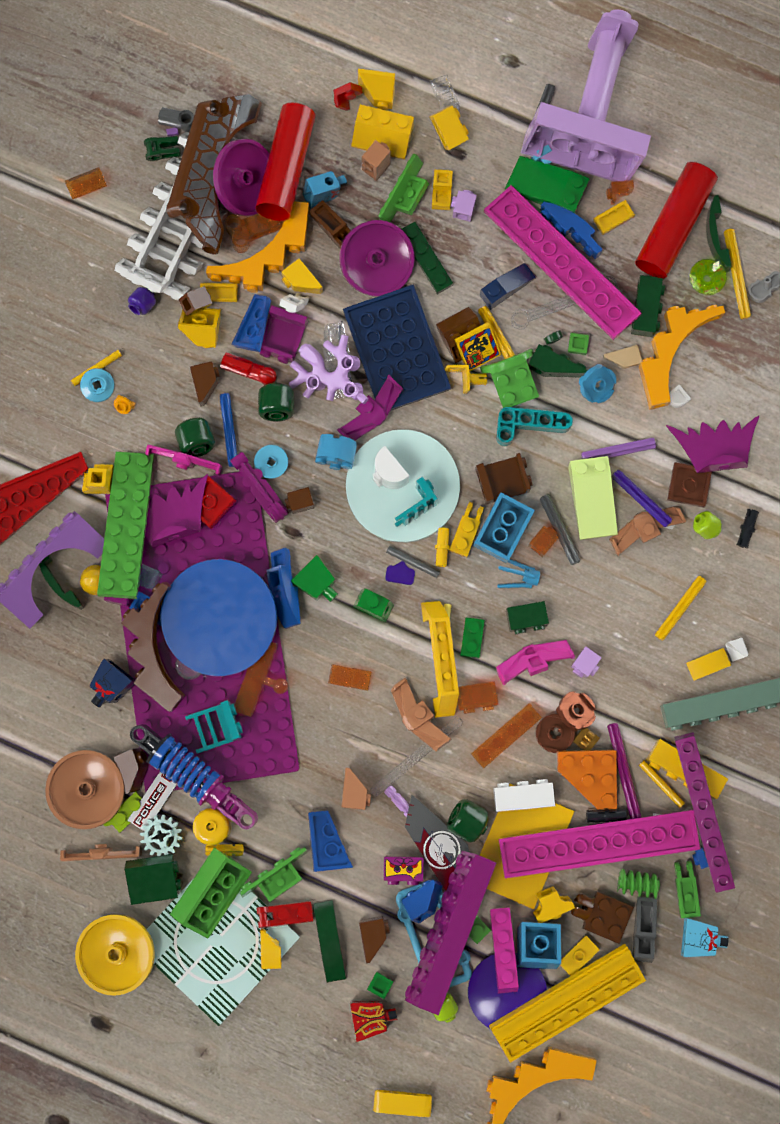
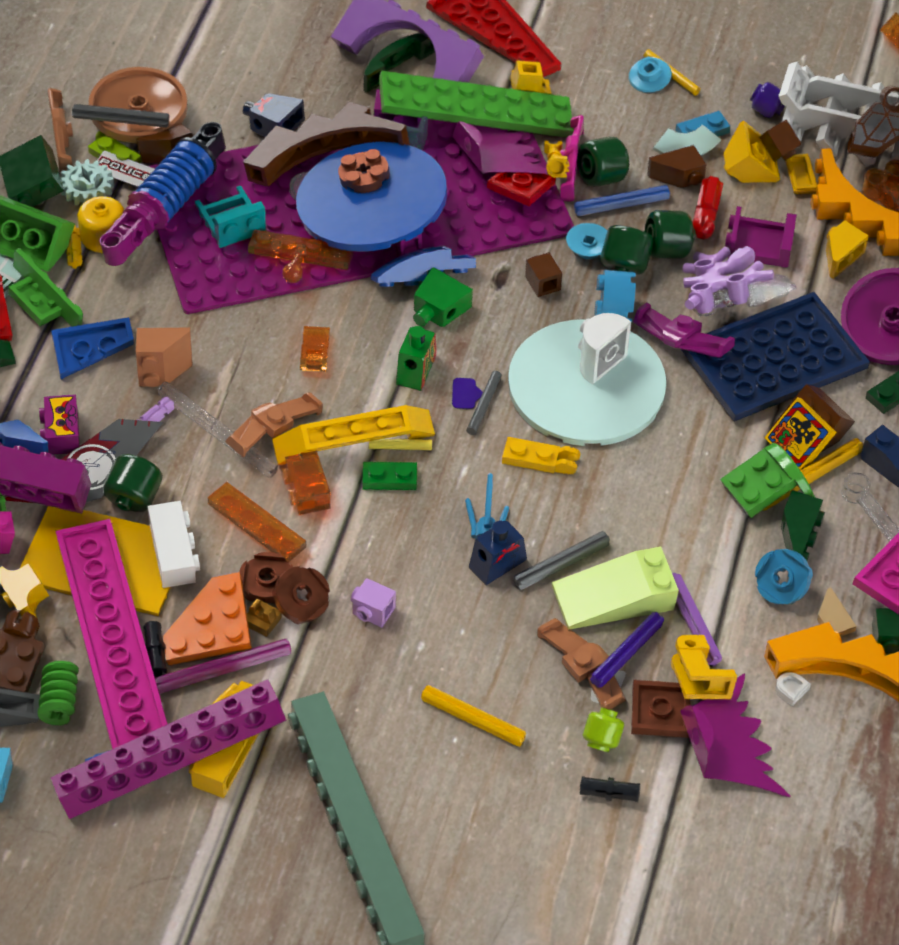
camera: 80 degrees right, 30 degrees down
(104, 804) = (120, 115): none -> dark grey axle
(123, 404) = (631, 99): light orange plate -> none
(160, 355) = (713, 121): none -> dark azure plate
(180, 371) = (701, 138): none -> light aqua tile
(205, 473) = (557, 165): none -> yellow piece
(205, 628) = (353, 165): none -> copper plate
(253, 325) = (768, 206): blue wing -> none
(260, 488) = (551, 232): magenta piece -> none
(289, 436) = (626, 249): none -> dark green head
(294, 303) = (806, 236): white plate -> none
(425, 489) = (572, 388): teal plate -> none
(442, 547) = (509, 429): yellow pin -> none
(467, 378) = (754, 432): yellow bracket -> none
(503, 528) = (549, 485): dark azure brick -> none
(504, 477) = (618, 485): reddish brown panel -> none
(527, 617) = (428, 529): dark green brick -> none
(533, 659) = (368, 541): dark pink plate -> none
(534, 425) = (707, 486): teal beam -> none
(543, 541) = (541, 537): clear orange brick -> none
(554, 337) = (839, 524): dark green tile -> none
(555, 572) = (497, 552): none -> dark blue torso
(578, 343) = (838, 555): bright green plate -> none
(668, 458) = (695, 673): none -> yellow piece
(687, 892) = (51, 755): bright green hinge -> none
(708, 664) = (395, 756): yellow slope -> none
(737, 649) = (424, 790): white slope -> none

